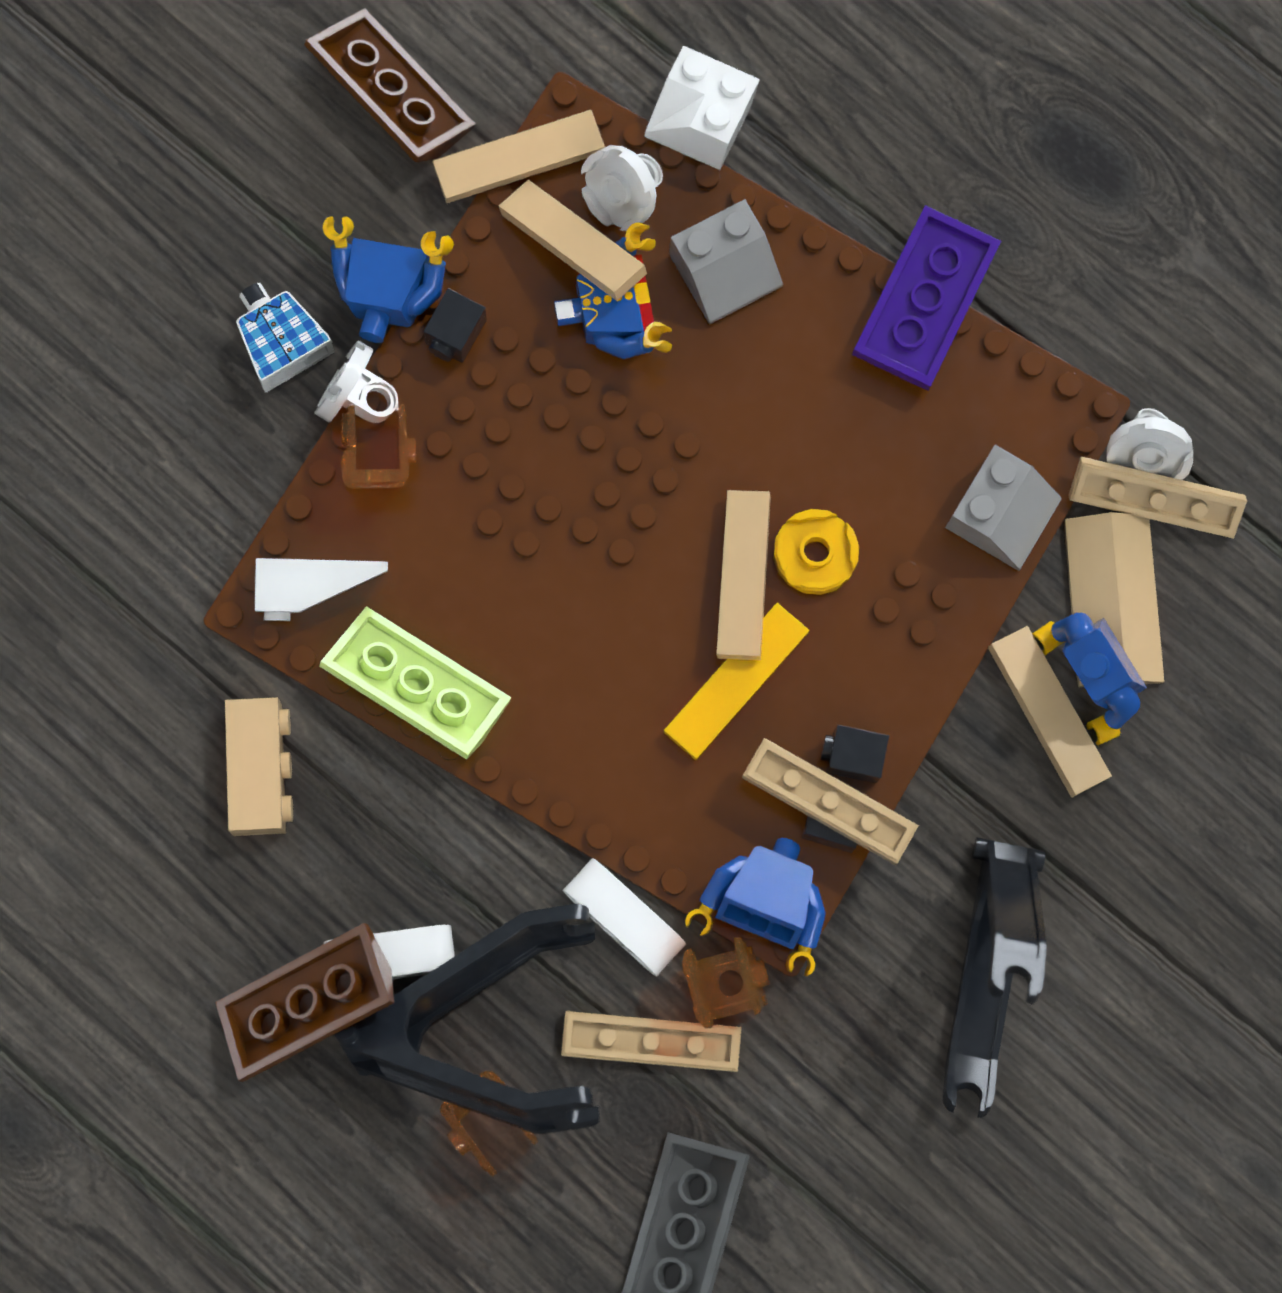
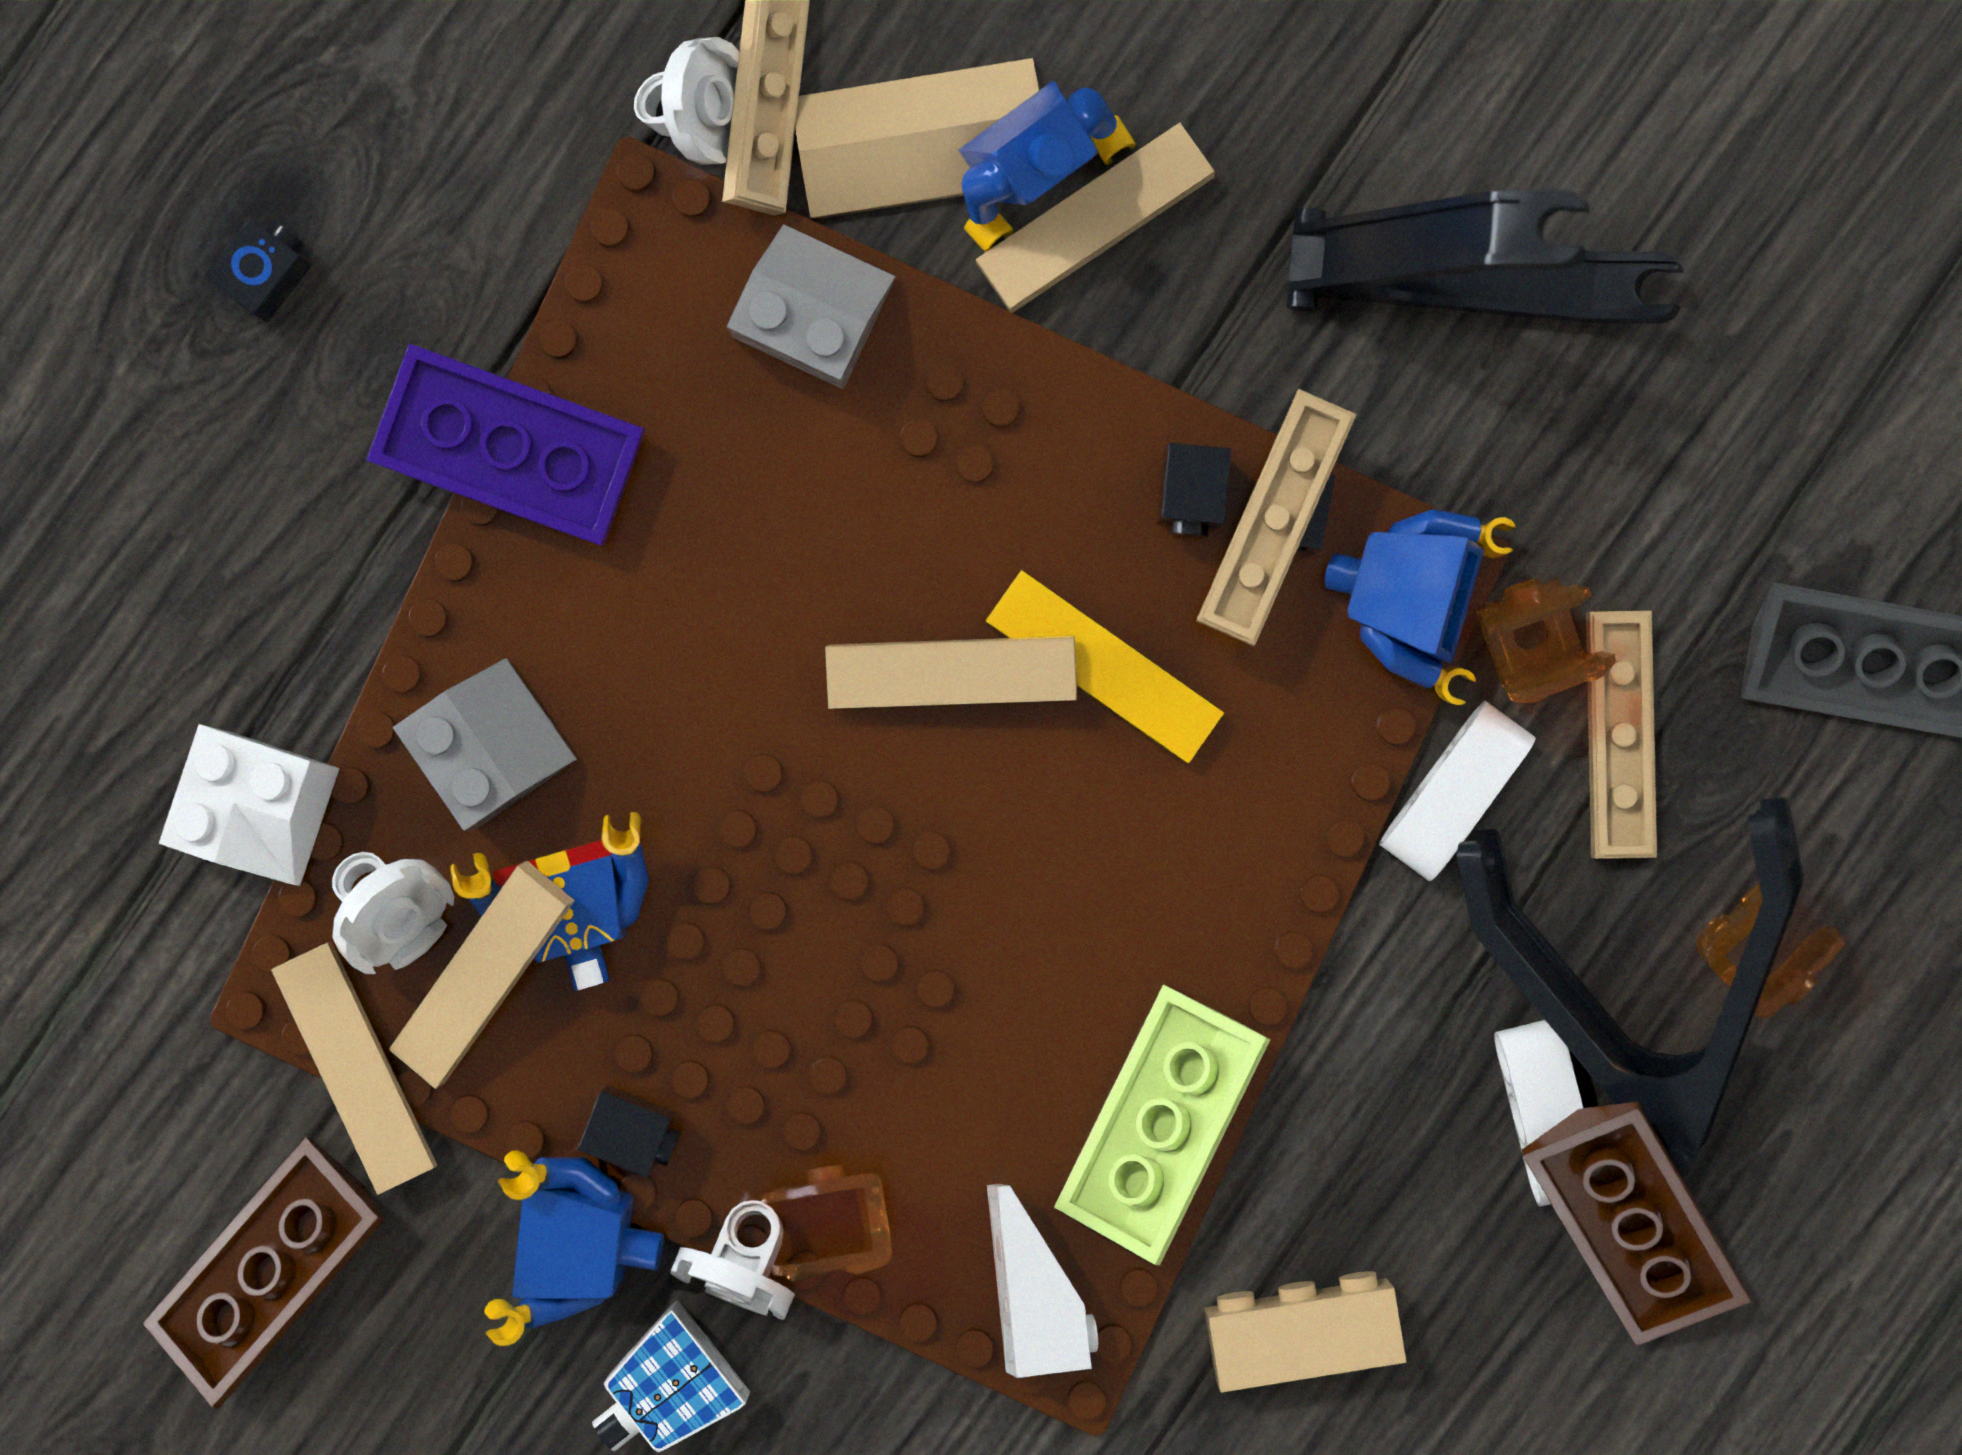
camera: 90 degrees left, 10 degrees up
(813, 576) = (894, 535): yellow tile -> none
(1059, 155) = (260, 268): none -> black brick

